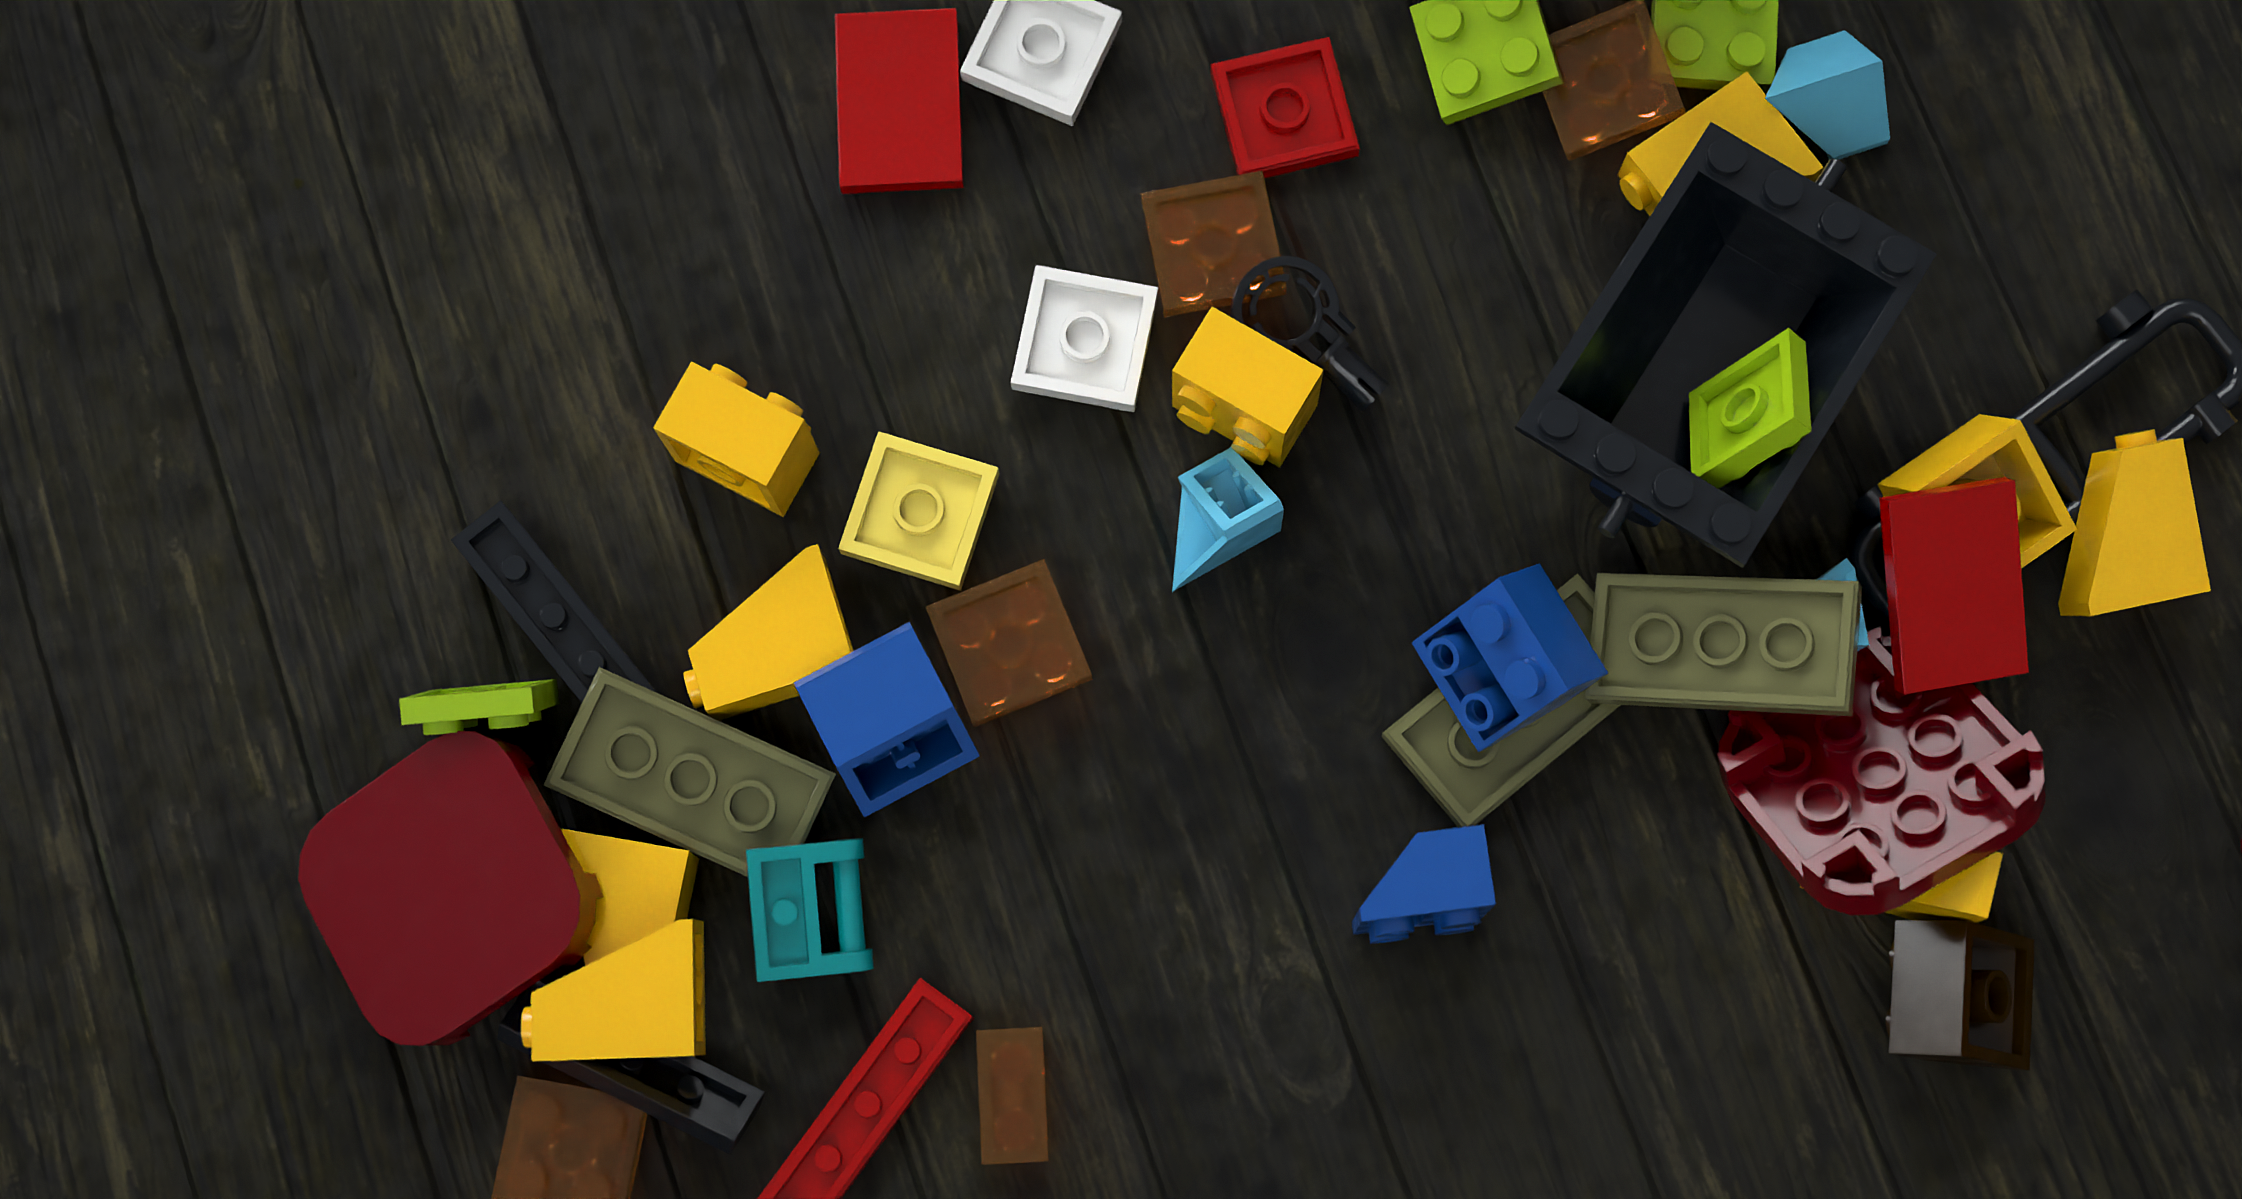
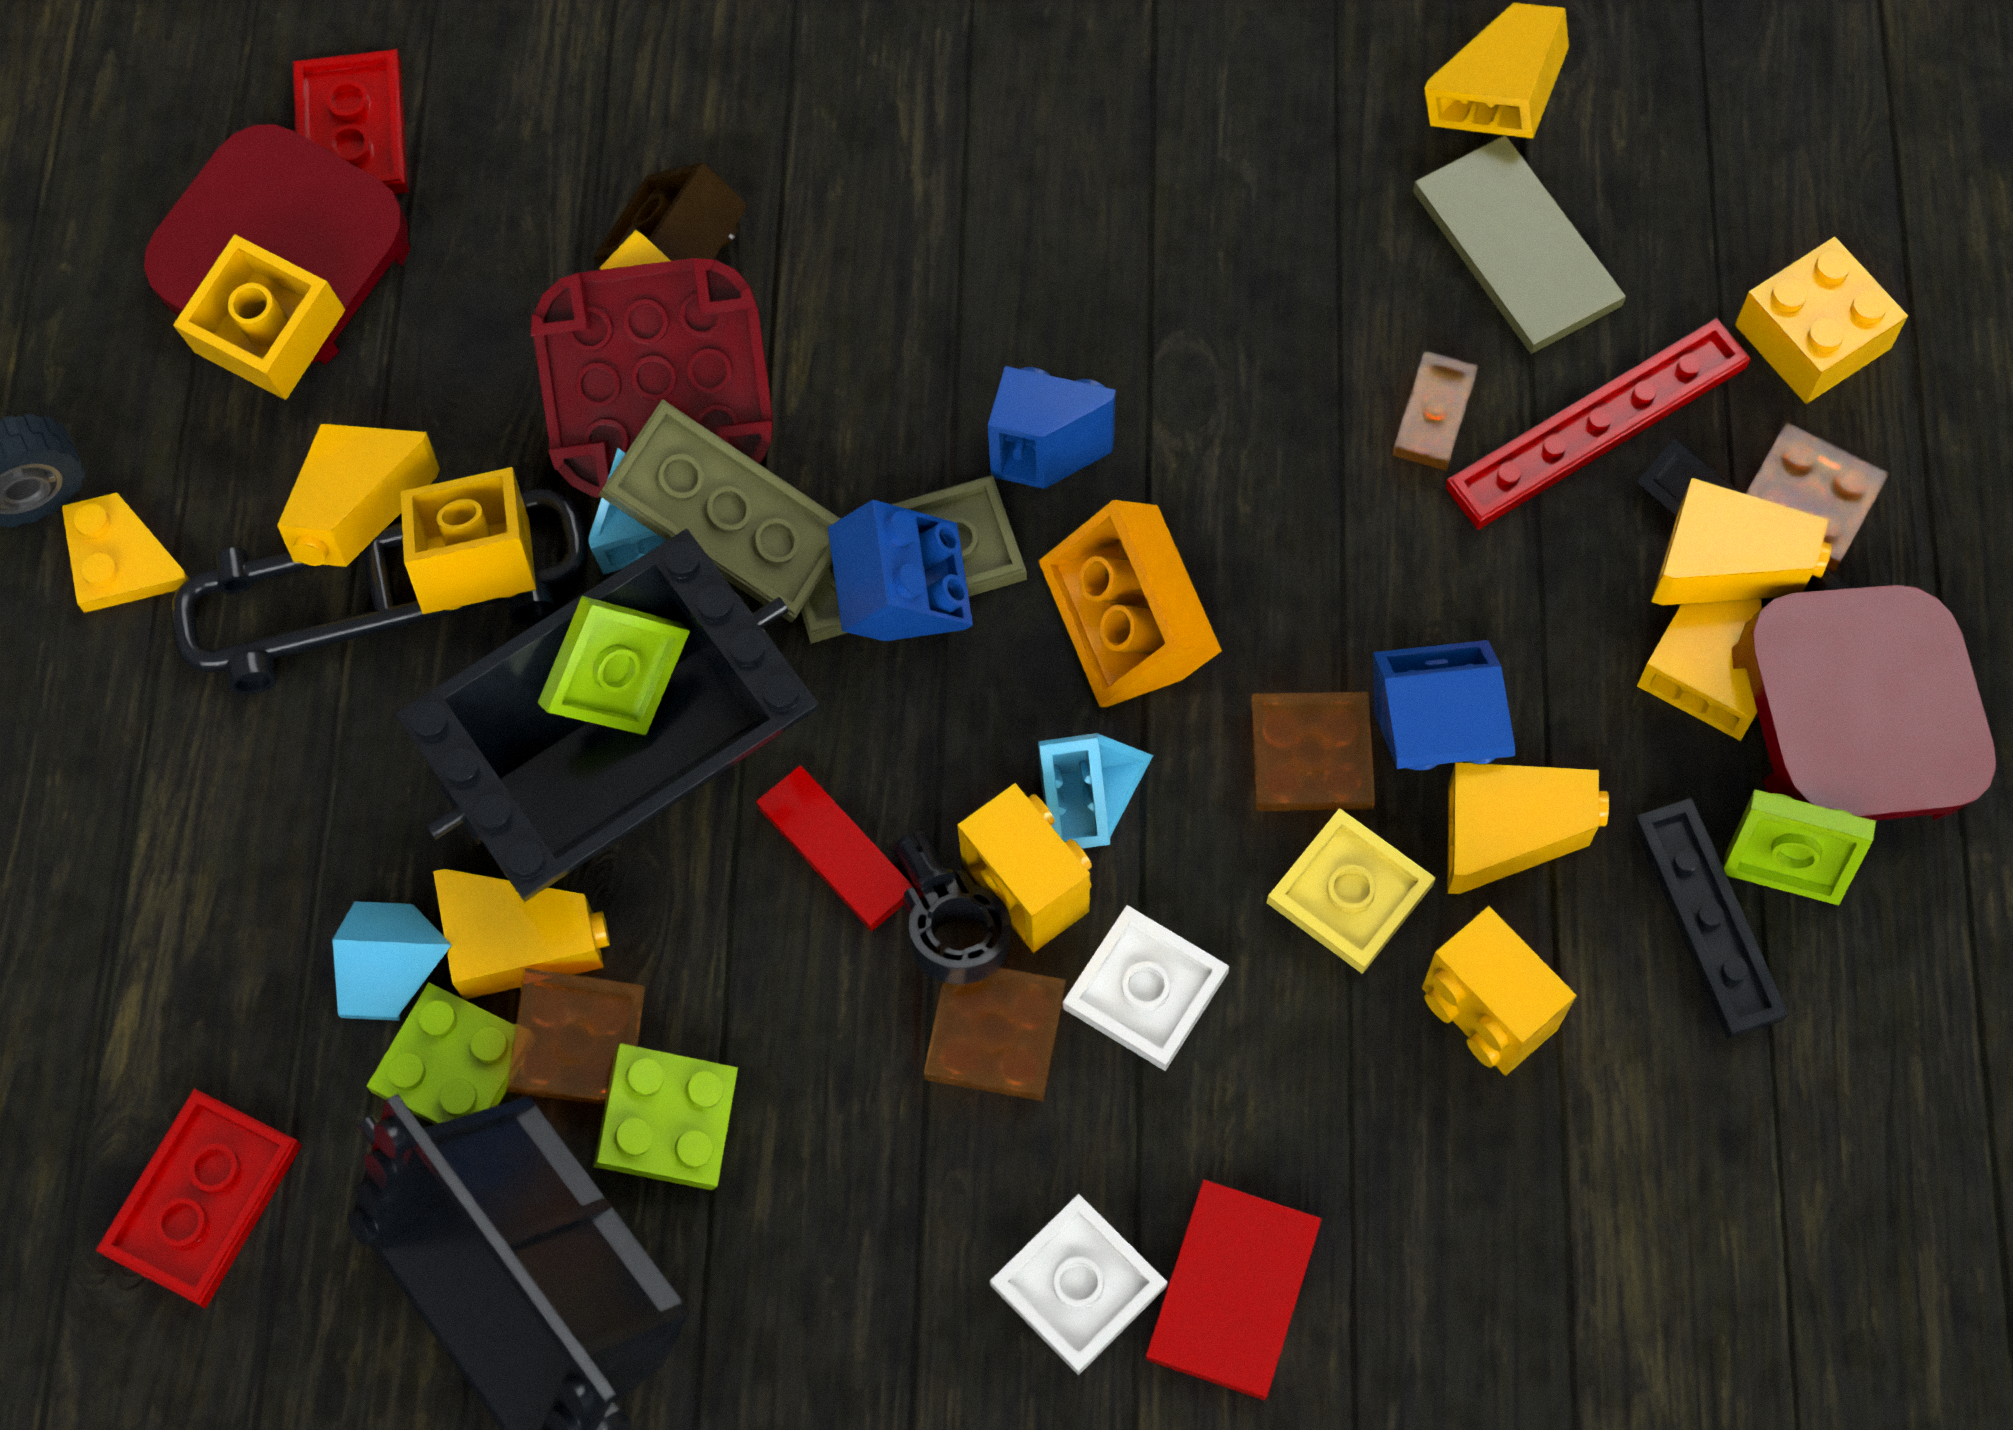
camera: 160 degrees left, 10 degrees down
(685, 774) = (1638, 736): olive tile -> none
(787, 910) = (1575, 600): teal plate -> none
(1257, 732) = (1128, 603): none -> light orange slope
(1285, 109) = (875, 1138): red tile -> none
(1447, 366) = (835, 847): none -> red tile
(1954, 585) = (524, 472): red tile -> none

